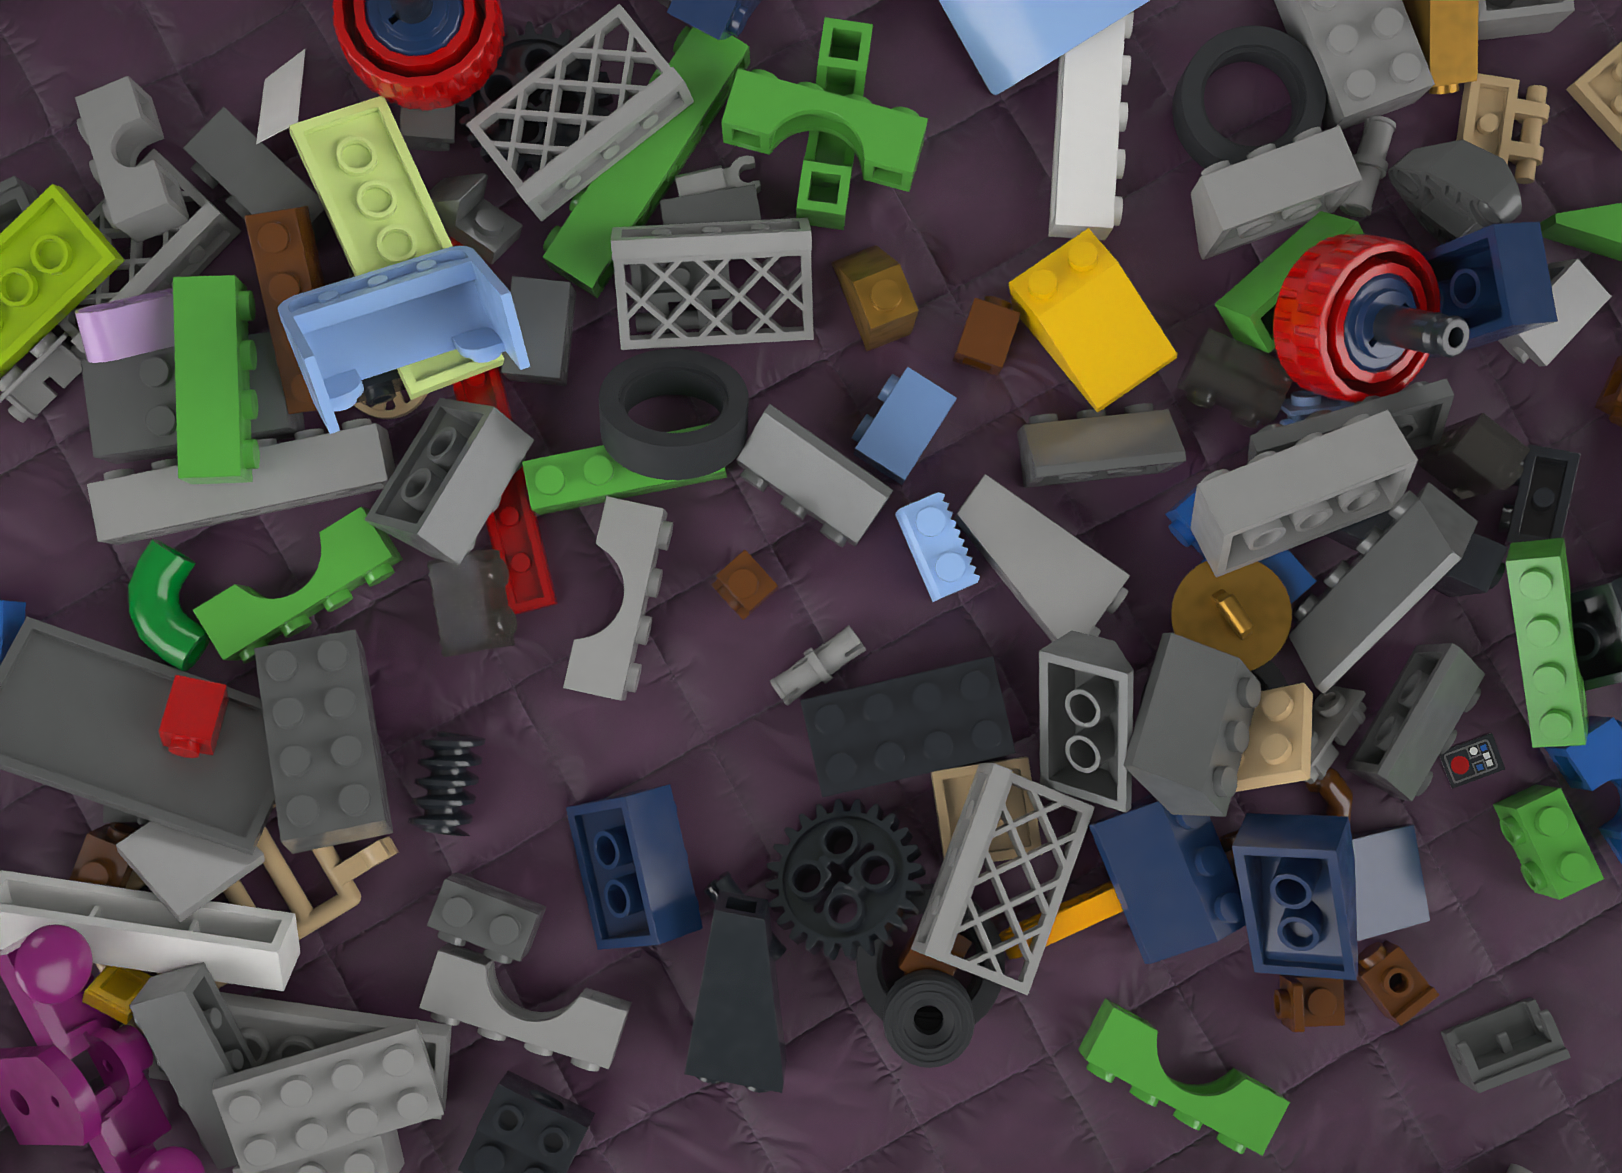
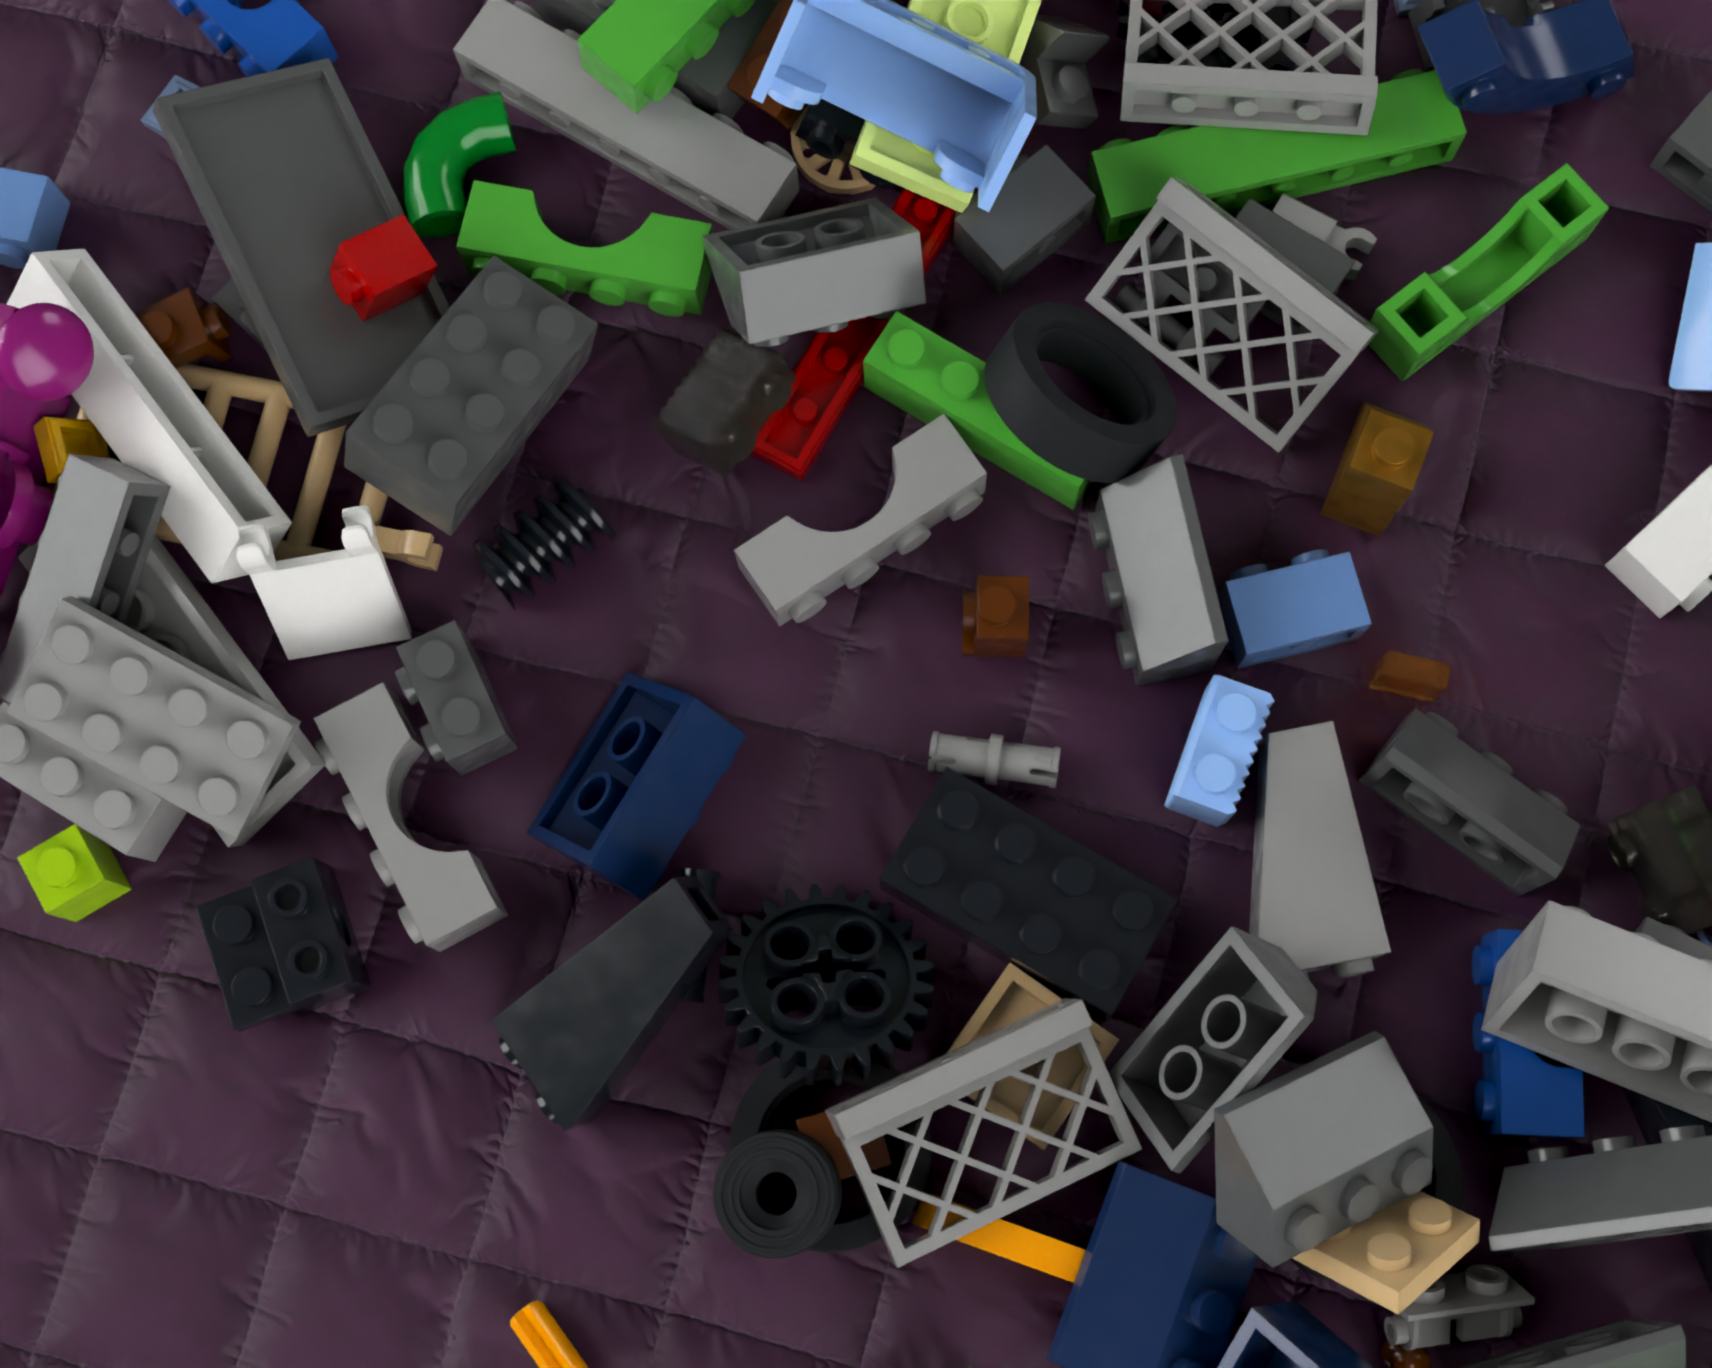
camera: 55 degrees right, 10 degrees down
(183, 867) = (239, 391): light grey tile -> none
(357, 934) = (329, 597): none -> white flag
(769, 110) = (1435, 204): bright green arch -> none
(987, 335) = (1455, 597): reddish brown brick -> none
(1001, 404) = (1410, 676): none -> clear orange tile
(1091, 320) = (1578, 670): yellow slope -> none
(1235, 613) = (1474, 1086): pearl gold shield -> none

